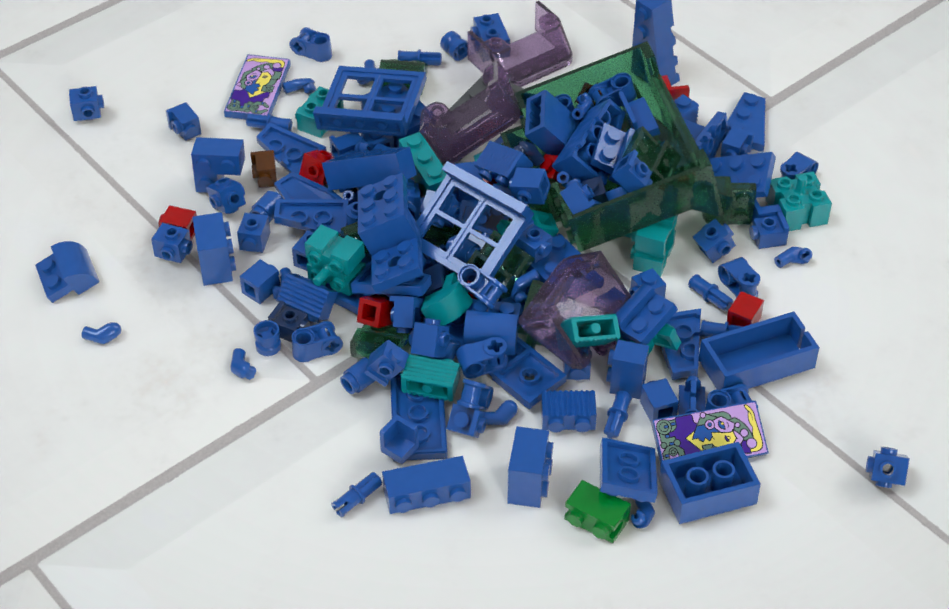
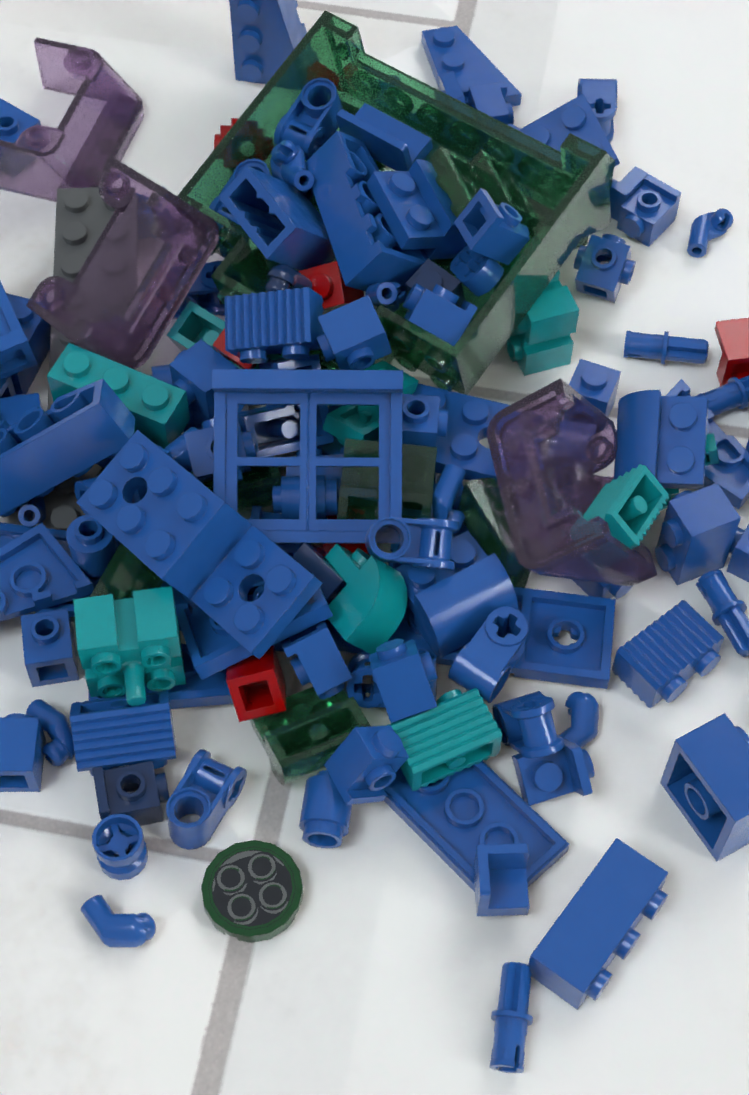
camera: 40 degrees left, 10 degrees up
(303, 387) = (252, 891): none -> tile
(739, 277) = (679, 301): blue piece -> none
(800, 200) = (651, 141): teal brick -> none

